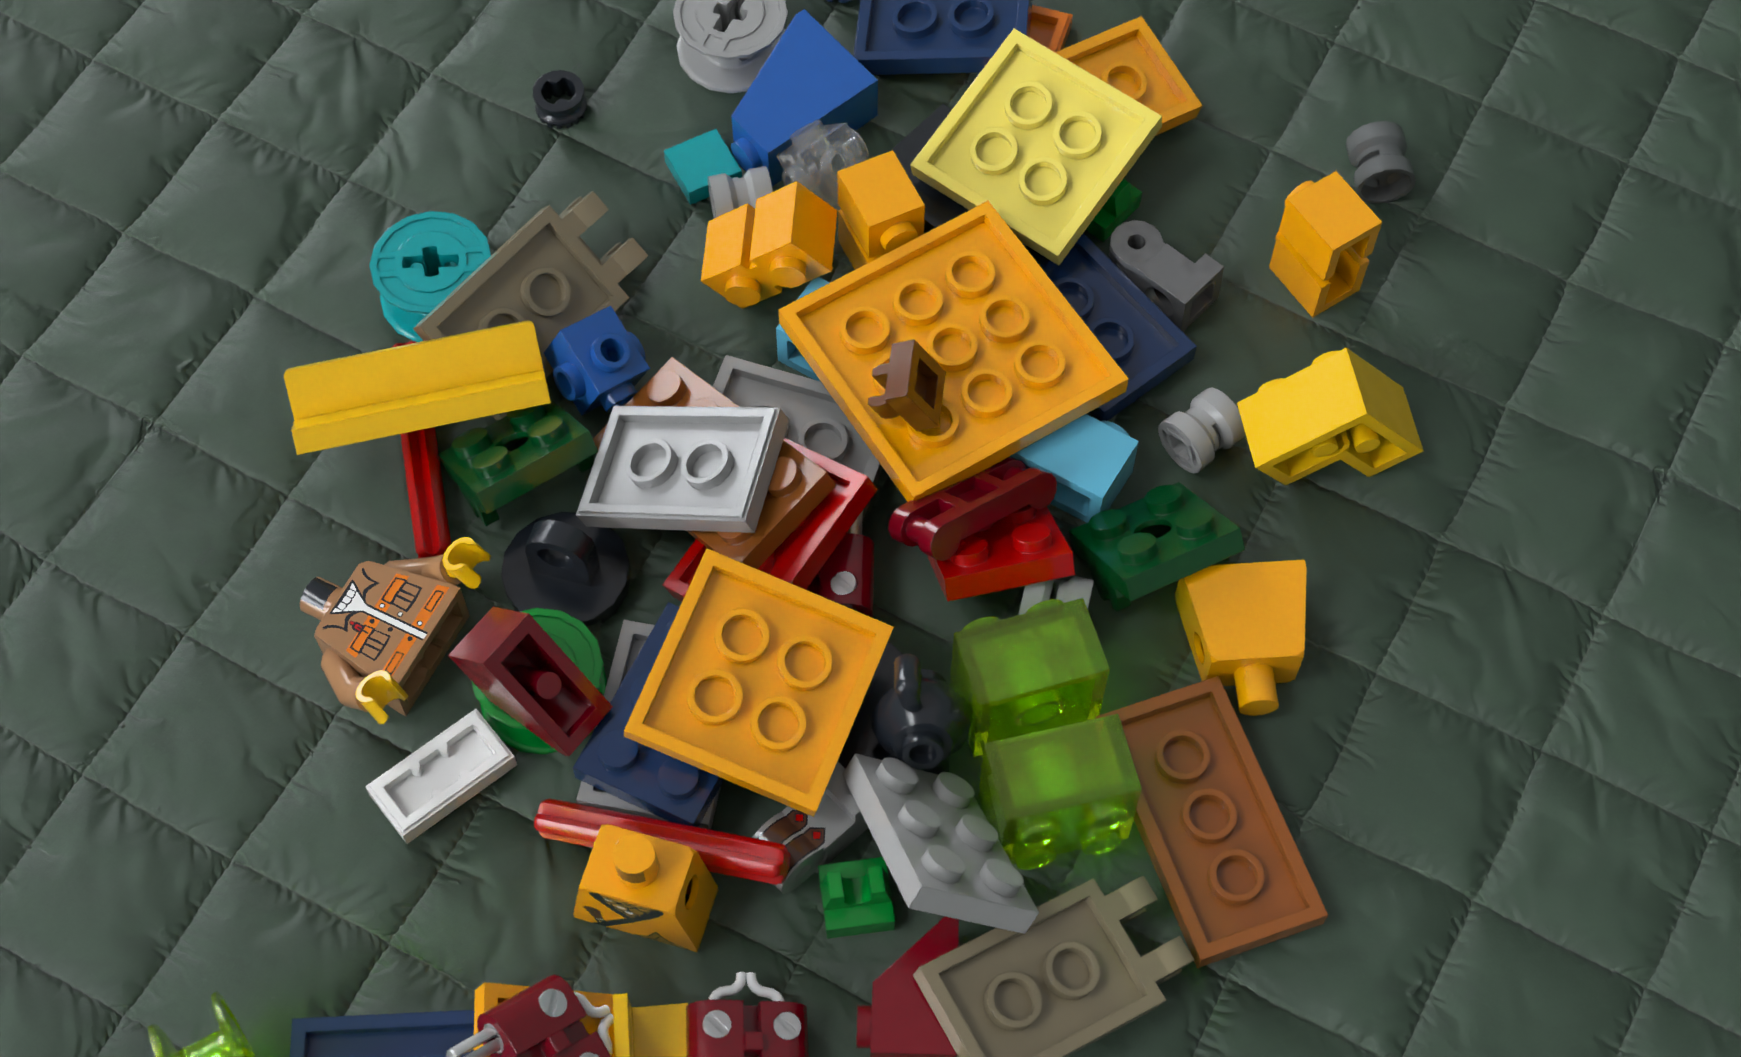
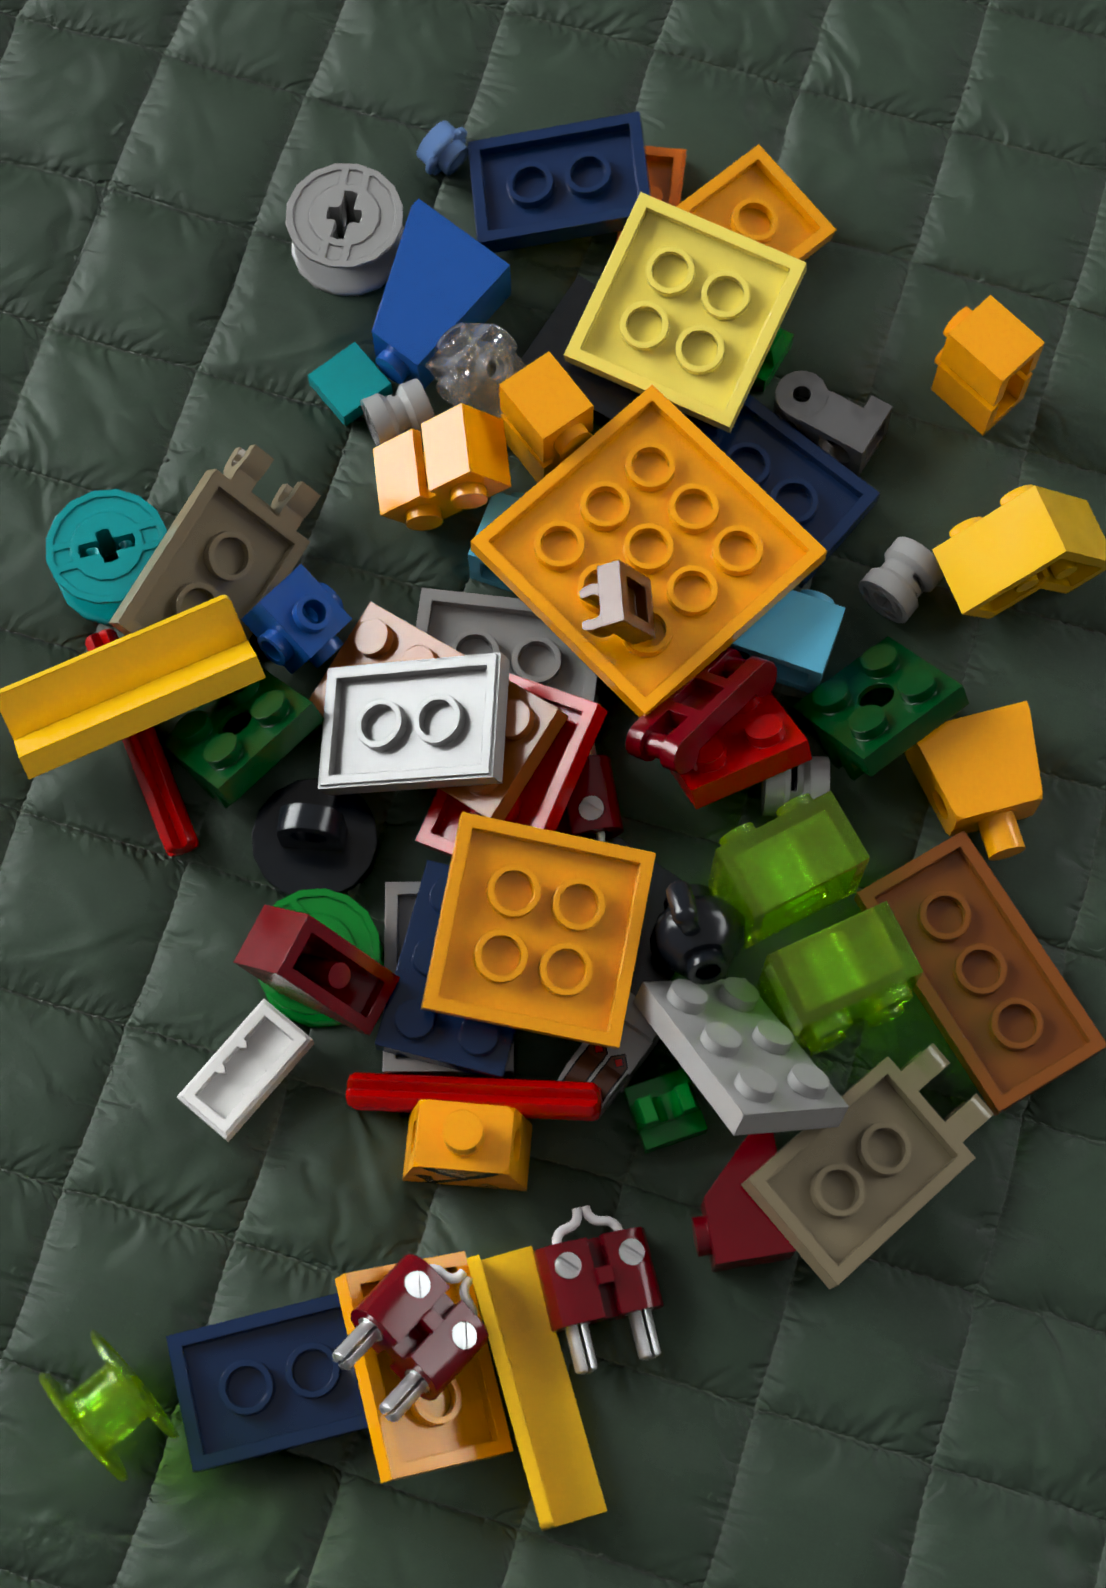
camera: 10 degrees left, 10 degrees up
(391, 625) = (160, 932): torso -> none
(563, 111) = (195, 349): black bush -> none
(1380, 162) = (1022, 260): dark grey wheel -> none

